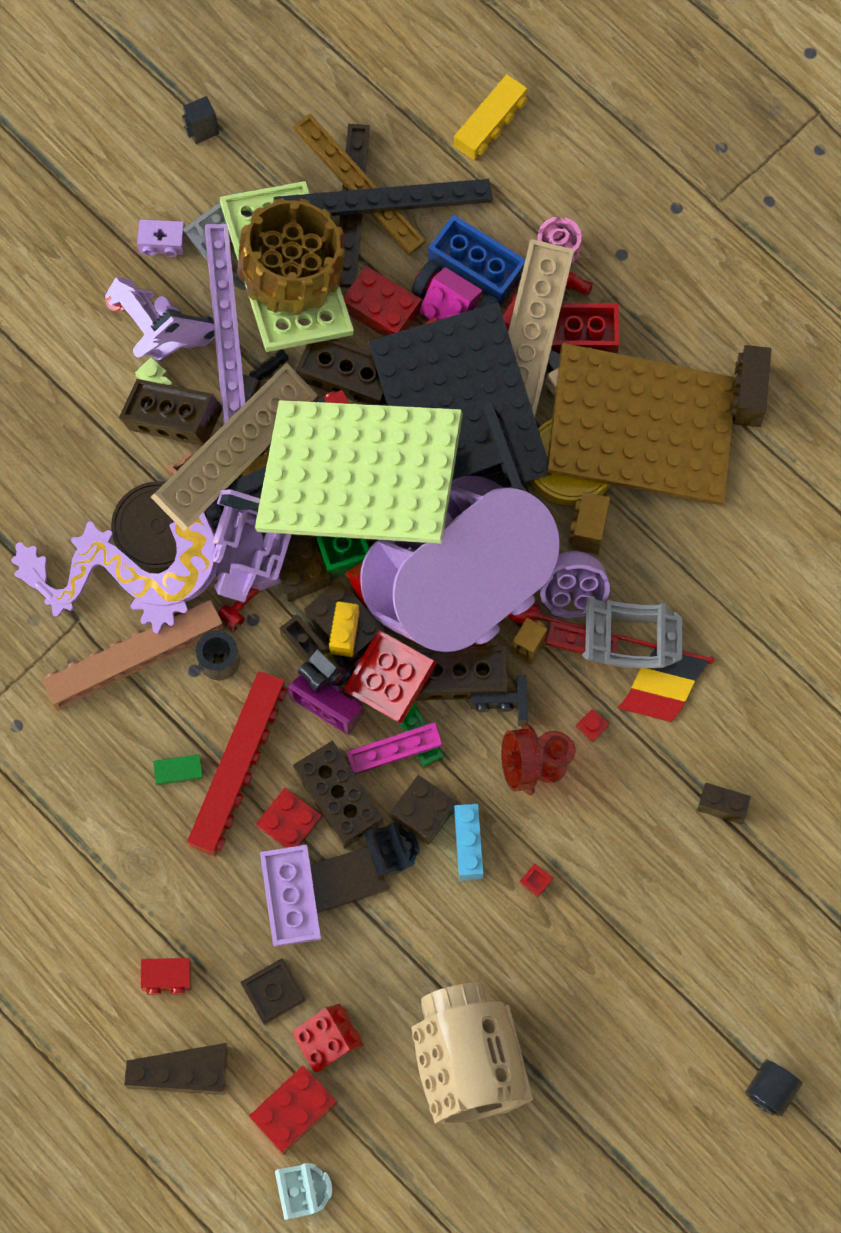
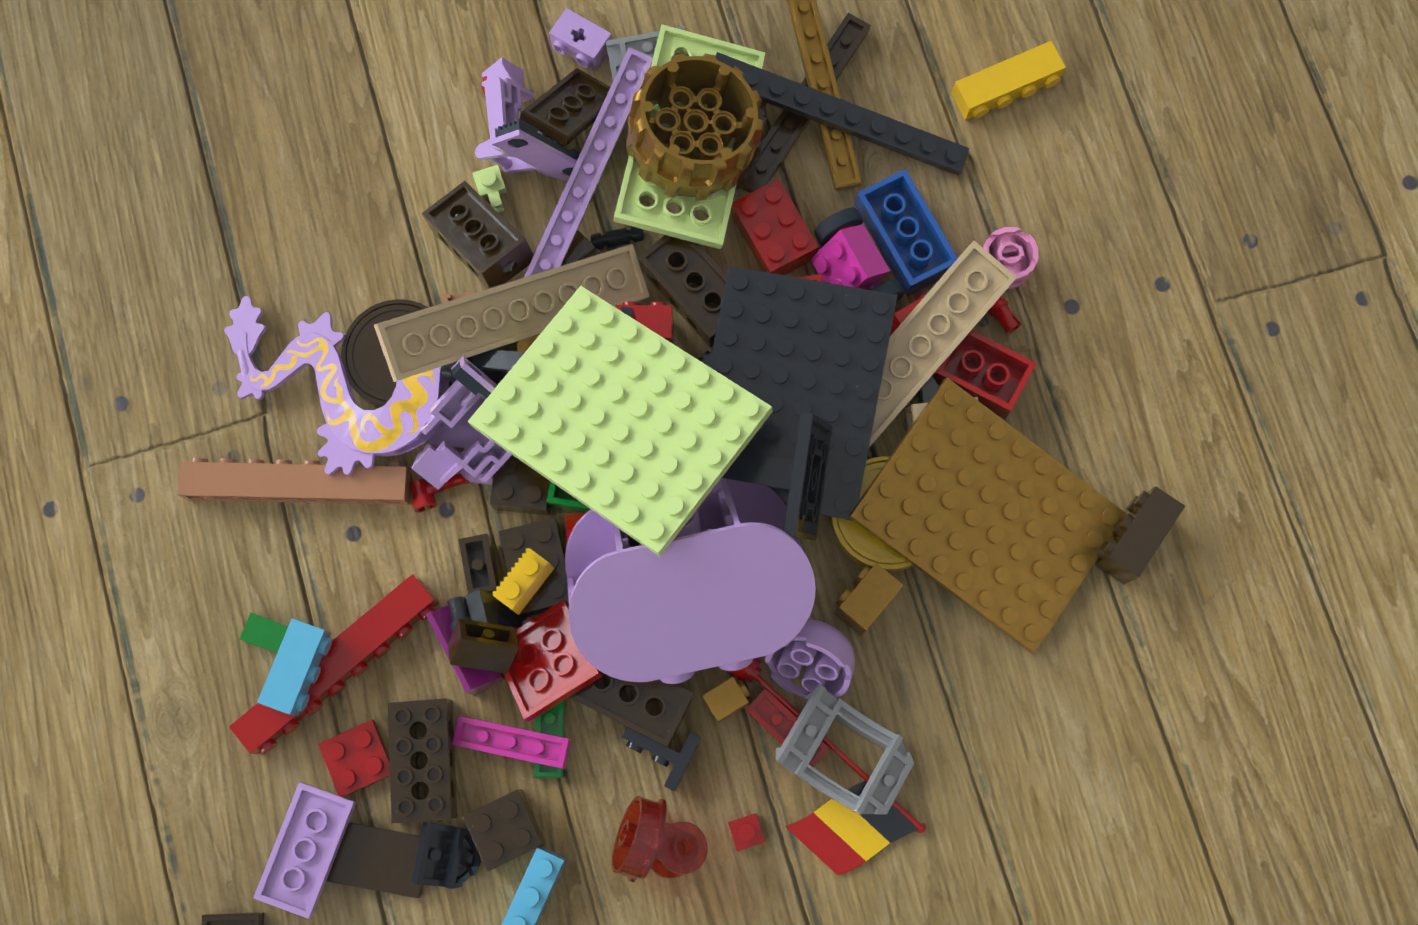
camera: 30 degrees right, 5 degrees up
(166, 975) = (126, 864): red brick -> none
(185, 287) = (567, 107): none -> dark brown tile
(214, 773) = (295, 668): none -> medium azure brick
(217, 644) = (366, 527): black piece -> none
(342, 685) = (482, 646): none -> dark brown brick

